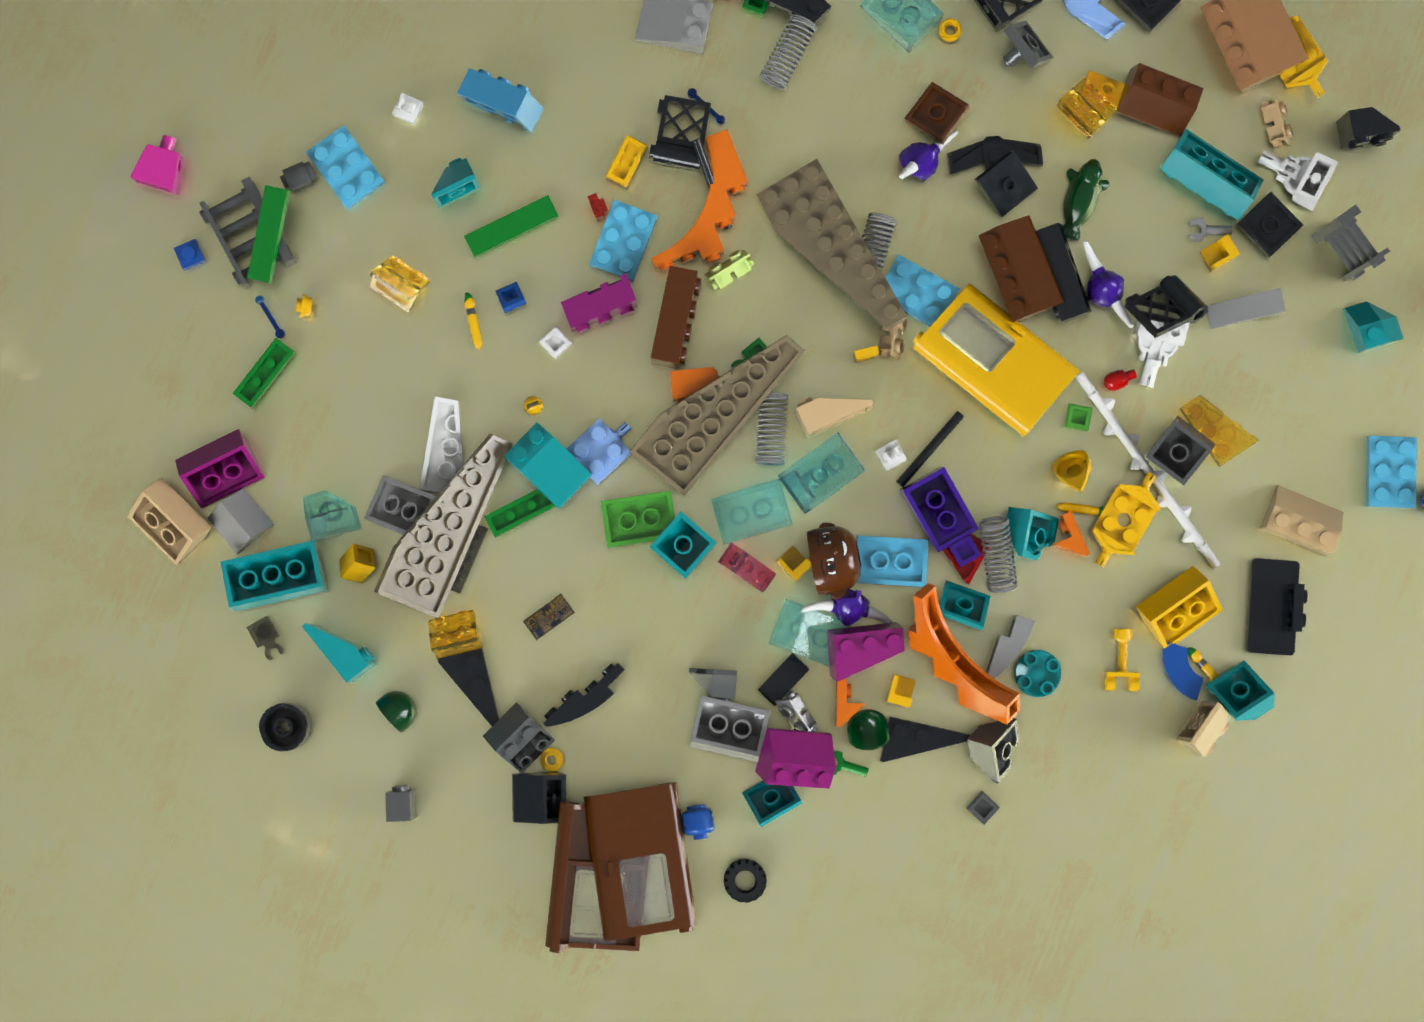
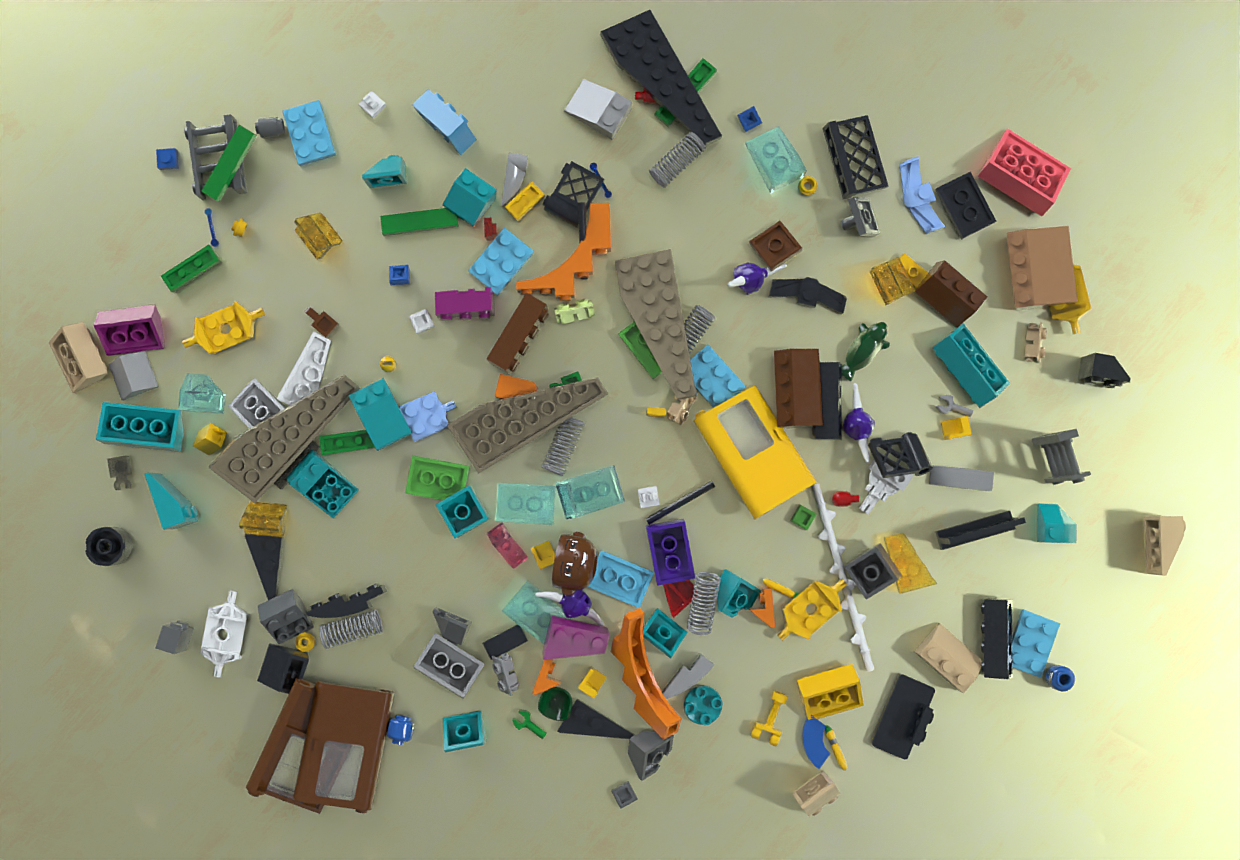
camera: 15 degrees right, 0 degrees up
(160, 166) = (167, 84): dark pink torso -> none
(309, 434) = (208, 328): none -> yellow plate
(398, 709) = (200, 562): dark green helmet -> none
(441, 383) = (322, 323): none -> reddish brown plate
(459, 763) = (233, 621): none -> white plate
(469, 304) = (366, 269): yellow piece -> none
(506, 570) = (321, 483): none -> teal slope
(549, 617) = (342, 530): clear smoke tile -> none
(562, 178) = (469, 197): none -> teal slope
(577, 748) = (372, 617): none -> light grey piece
(604, 136) = (514, 176): none -> light grey piece
(745, 865) = (408, 791): black tyre -> none
(797, 758) = (491, 709): magenta slope -> none
(821, 286) = (635, 342): none -> bright green wing
(826, 412) = (606, 447): tan slope -> none
(964, 551) = (678, 591): dark purple plate -> none
(1006, 183) = (809, 318): black plate -> none
(1073, 469) = (785, 557): yellow piece -> none
(1242, 692) = (856, 776): teal slope -> none
(1269, 224) = (1002, 419): black plate -> none
(1284, 362) = (977, 529): none -> black fence
(1301, 176) = (1040, 390): white brick -> none
(1350, 478) = (997, 638): none -> black brick

